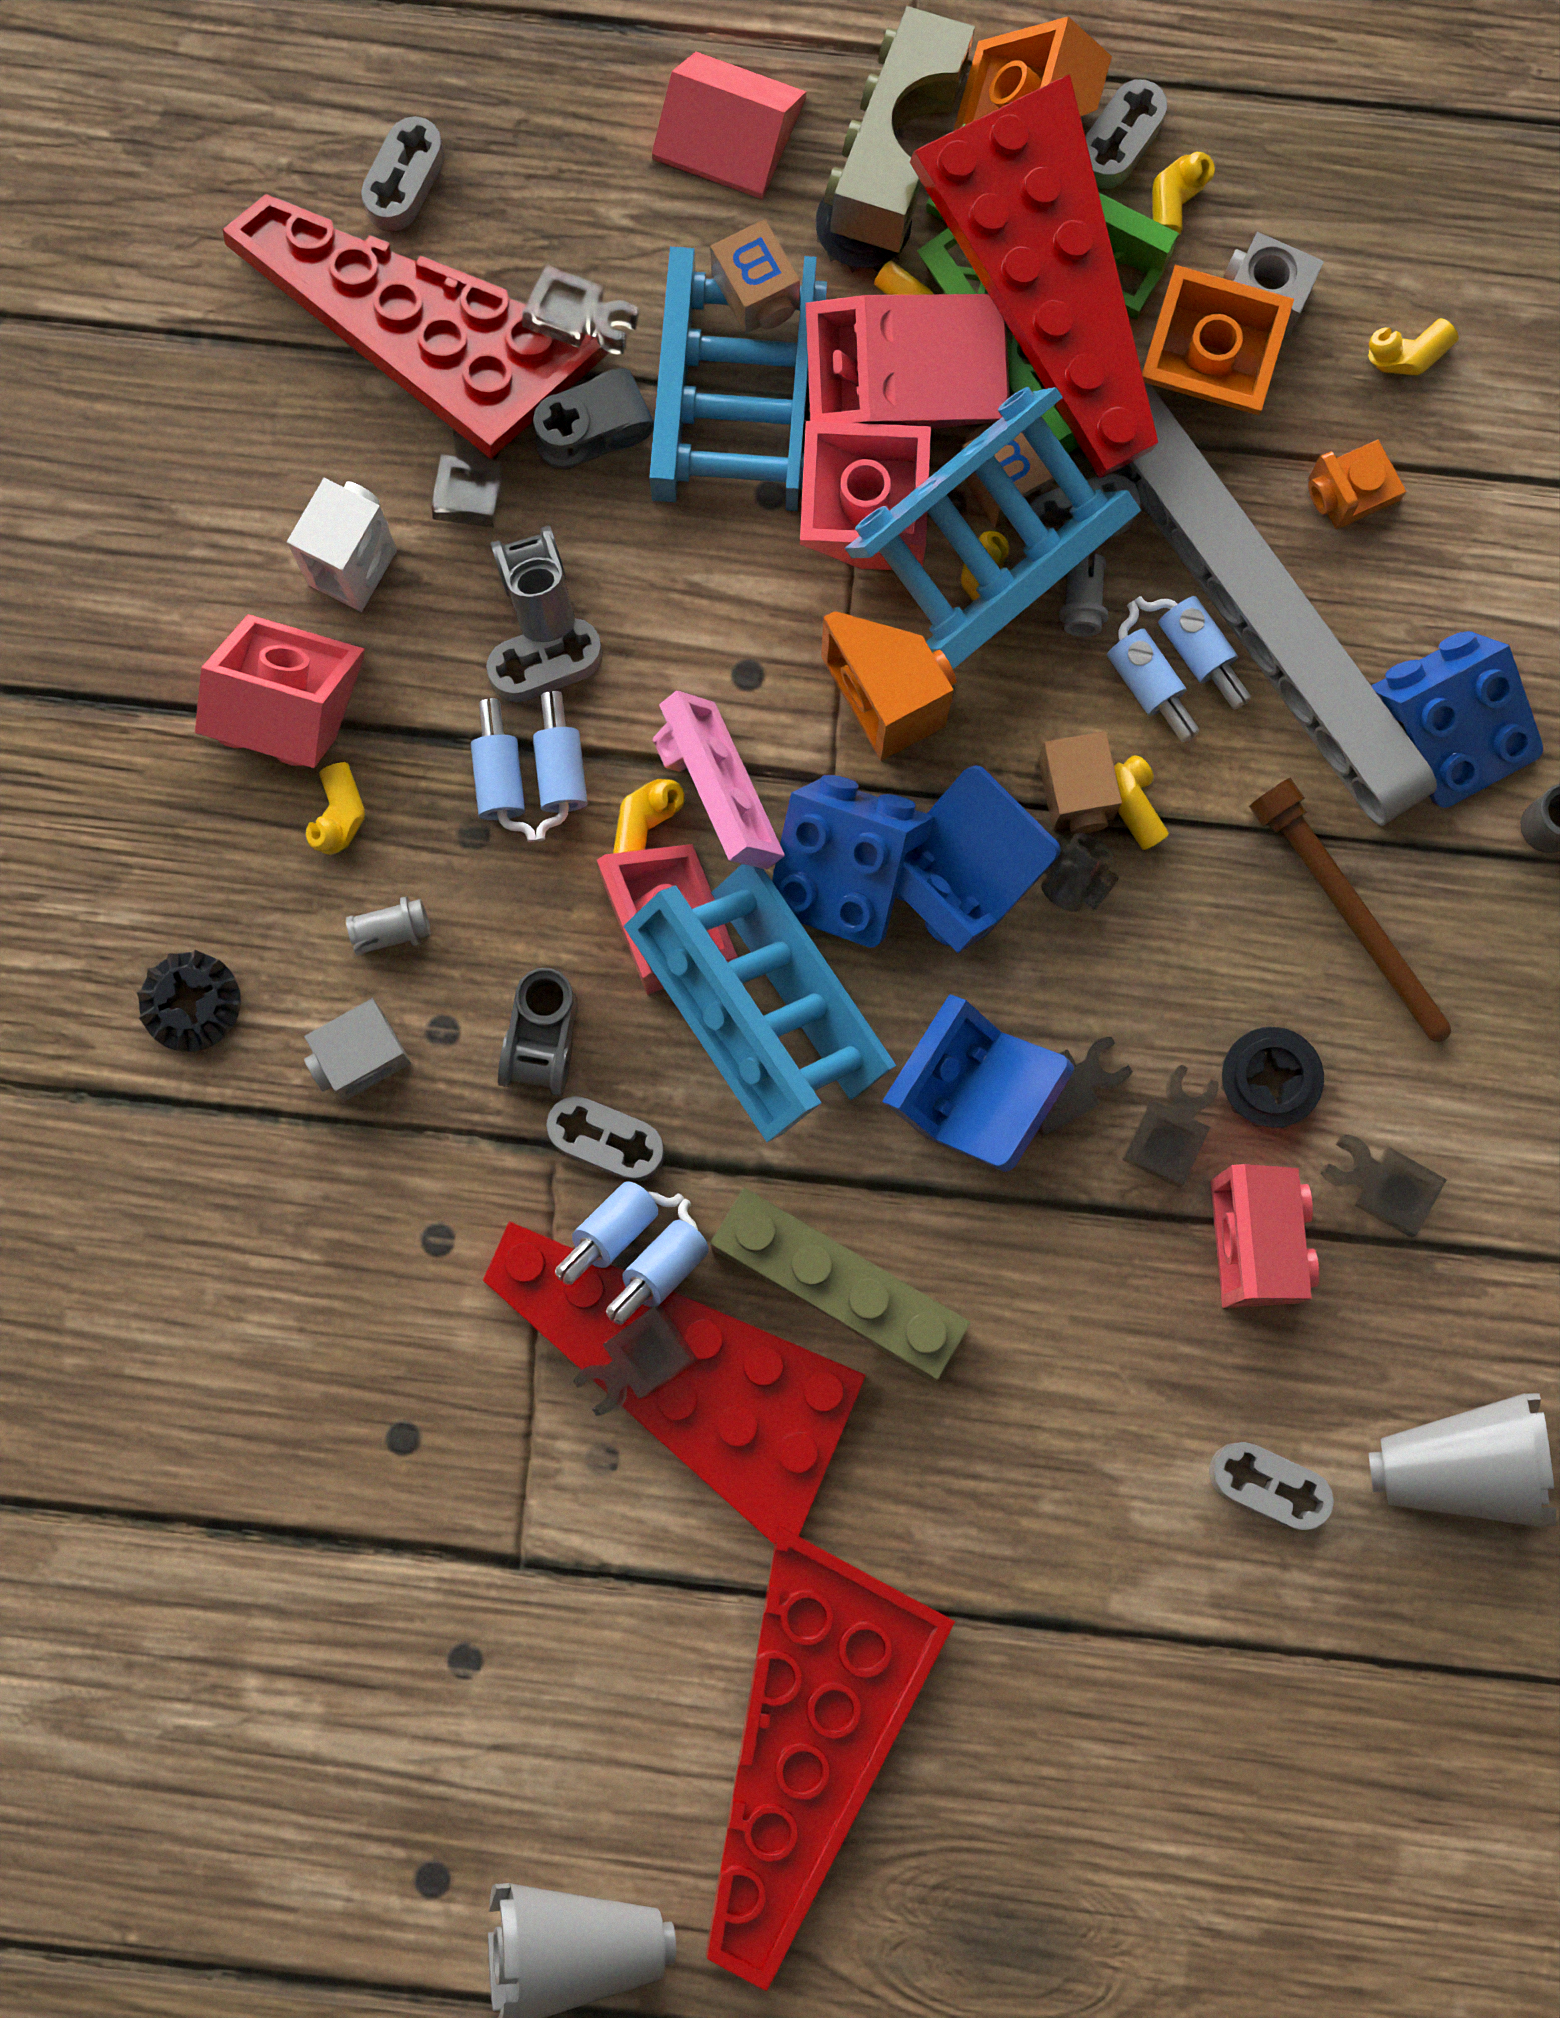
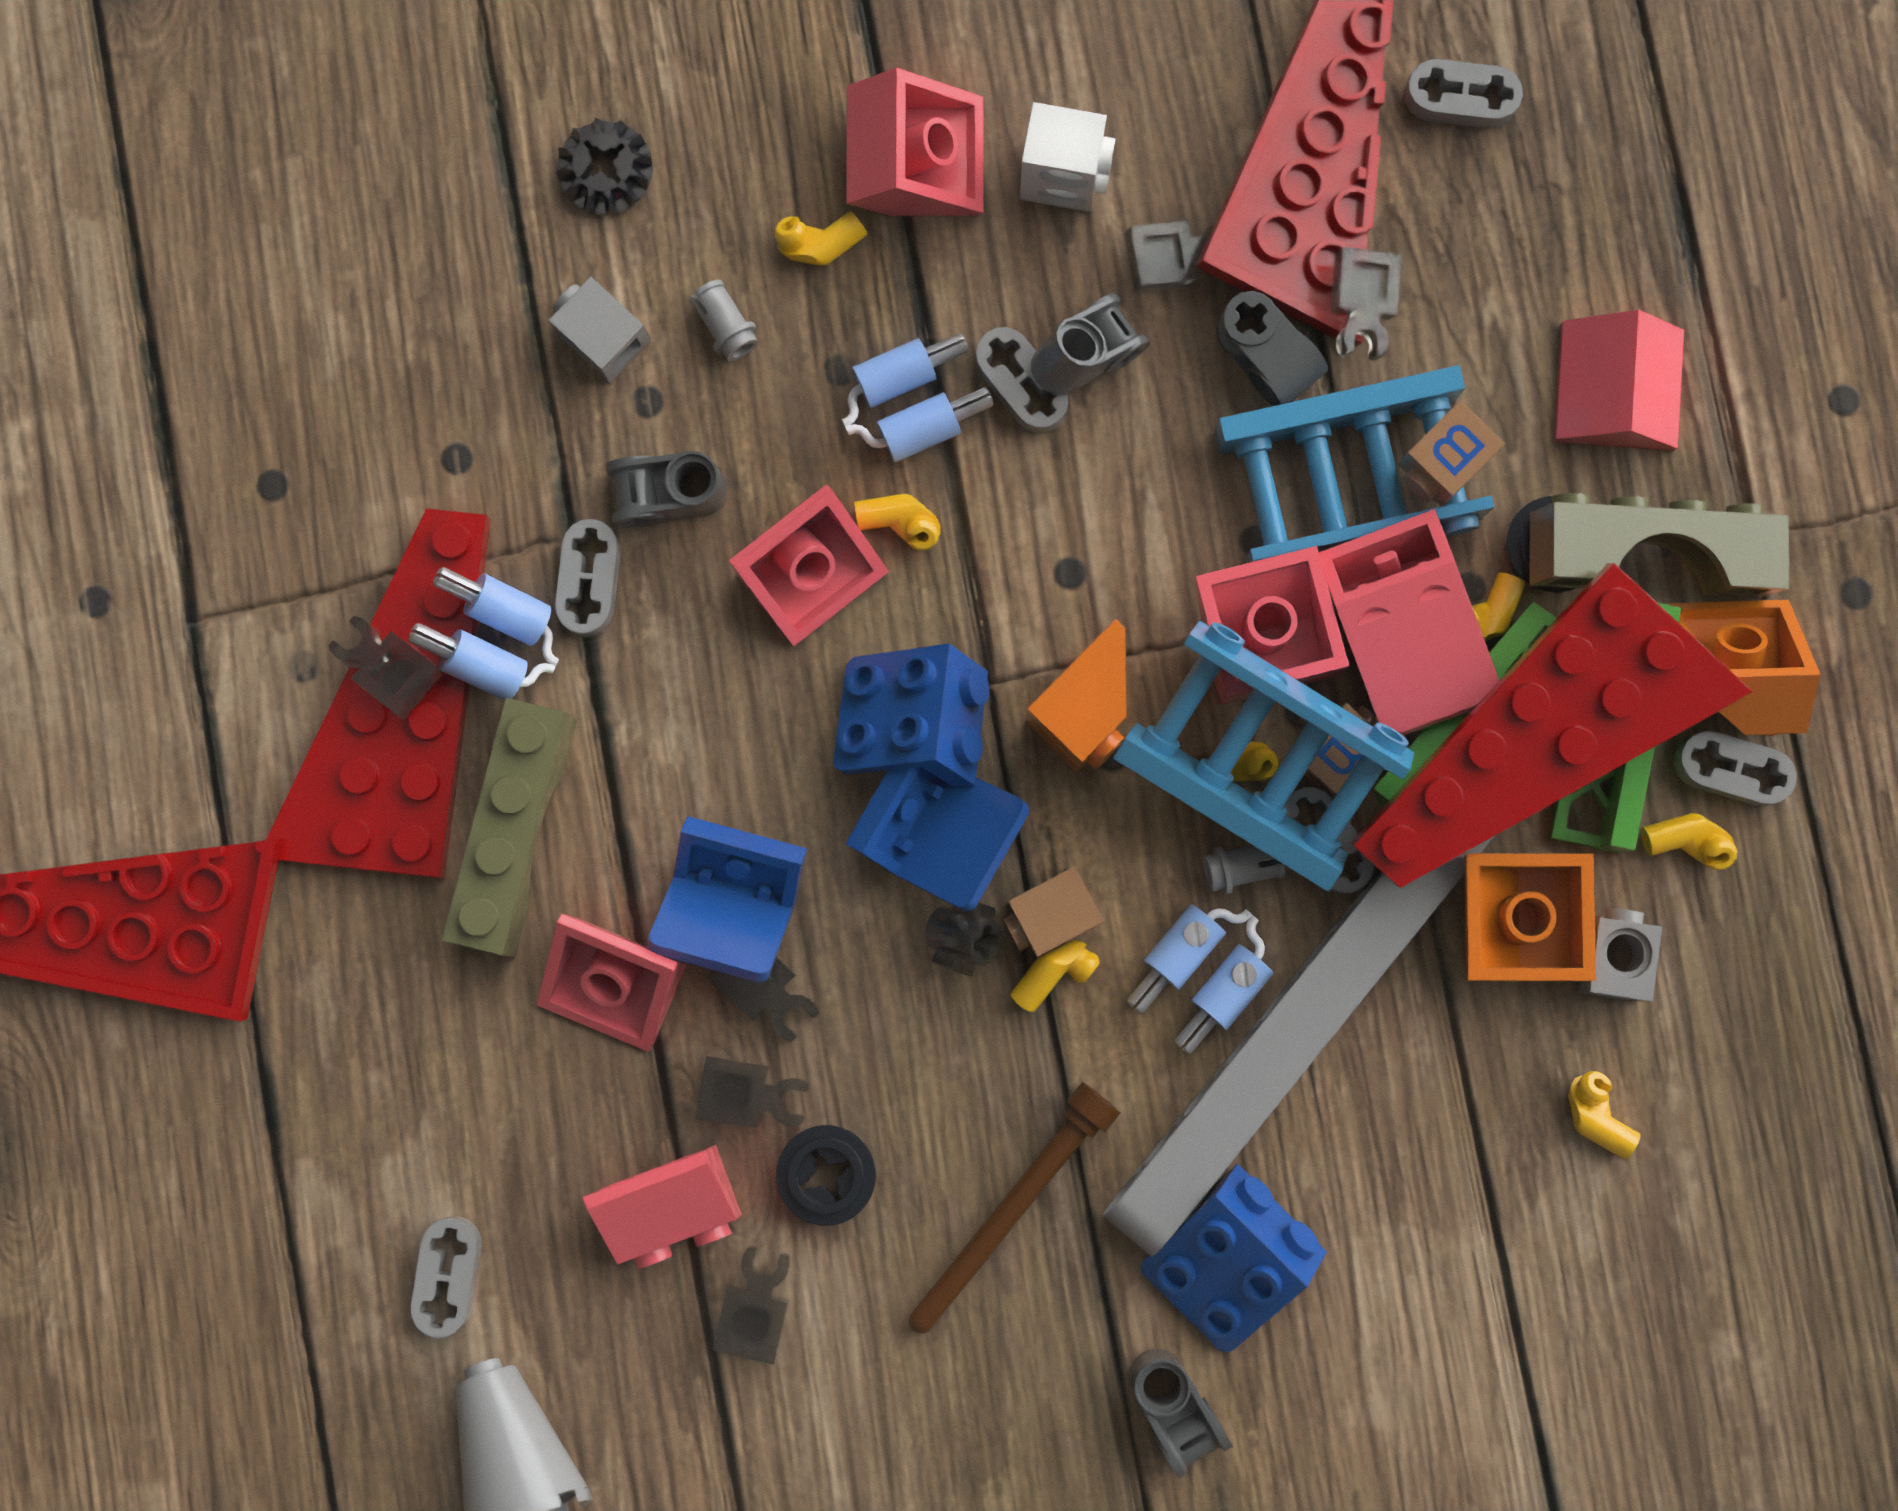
camera: 80 degrees right, 5 degrees up
(700, 741) = (977, 552): bright pink hinge -> none
(728, 1020) = (708, 642): dark azure fence -> none
(1023, 1233) = (608, 982): none -> coral slope
(1354, 484) = (1441, 1096): orange bracket -> none

